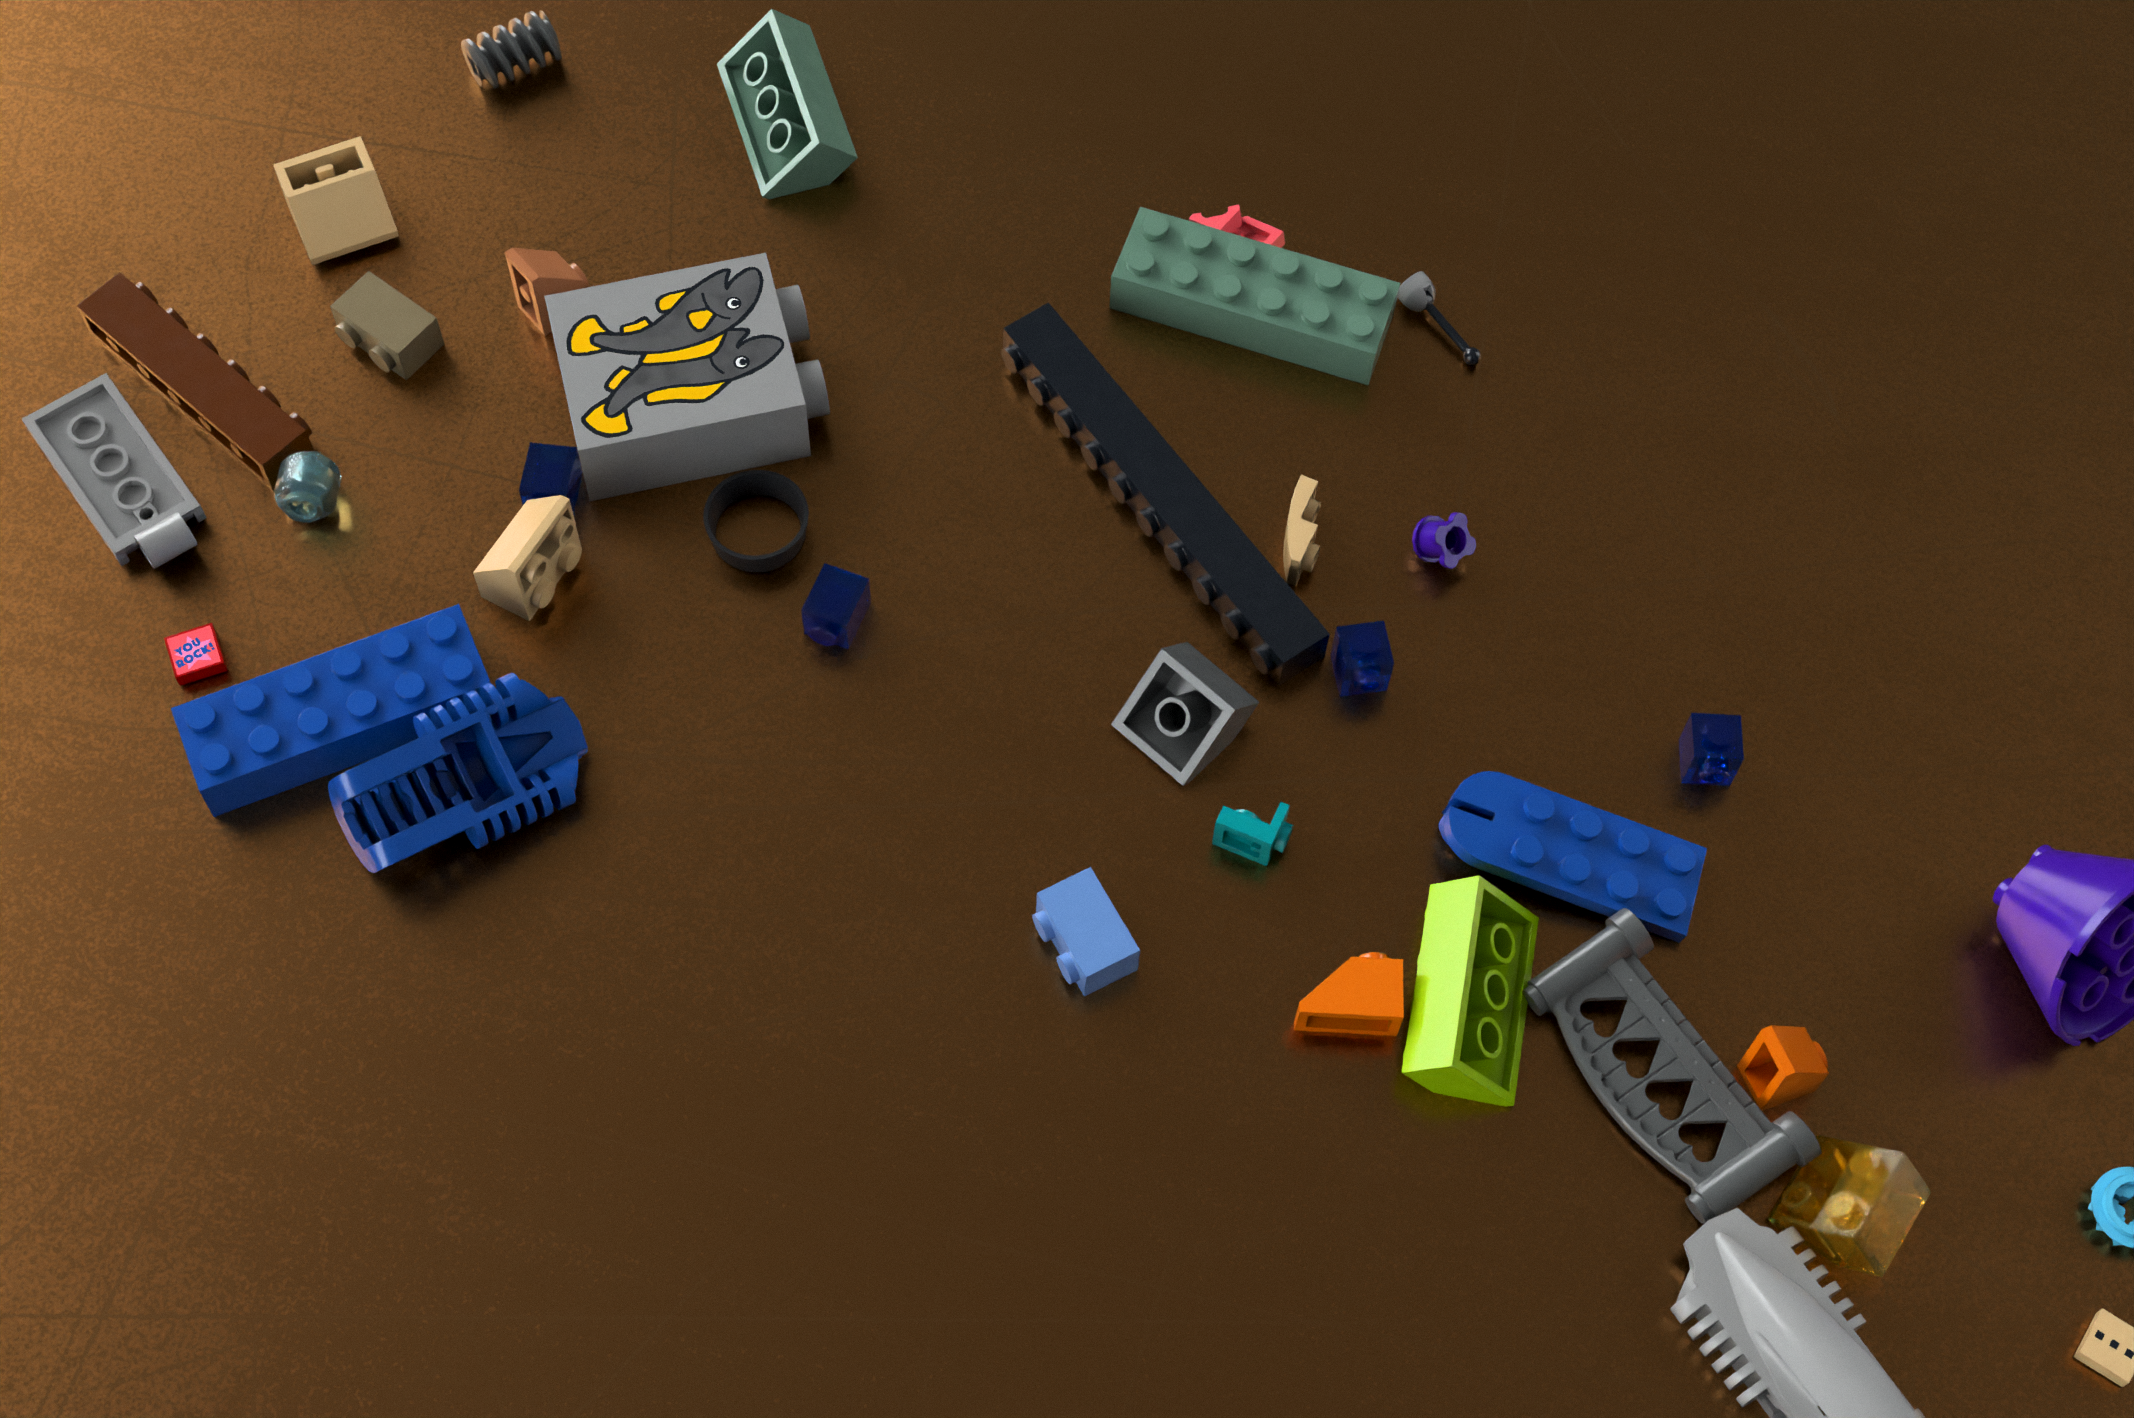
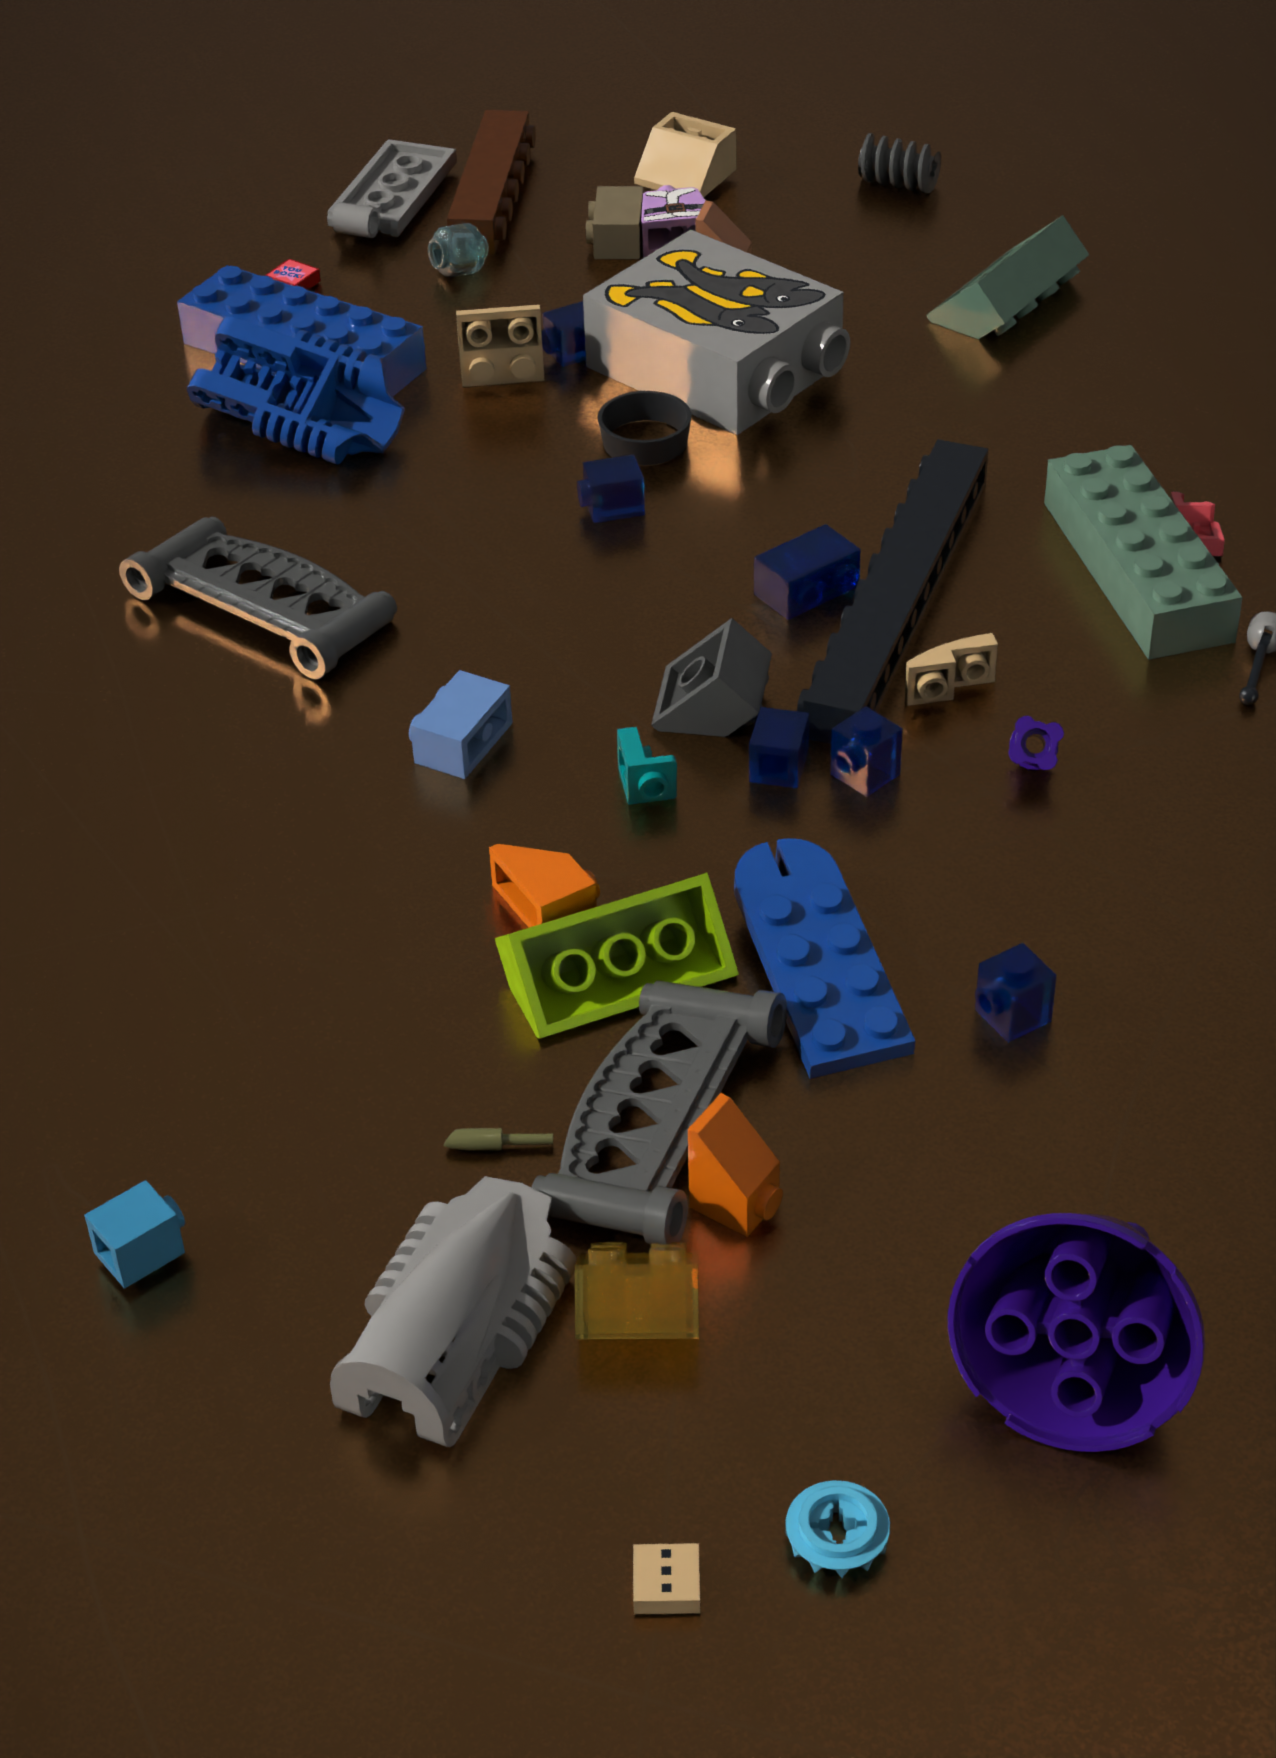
camera: 60 degrees right, 20 degrees down
(433, 274) = (668, 215): none -> lavender torso
(644, 1032) = (315, 638): none -> dark grey piece
(1086, 541) = (806, 571): none -> clear blue brick
(1302, 714) = (778, 747): none -> clear blue brick
(1608, 1209) = (492, 1139): none -> olive piece

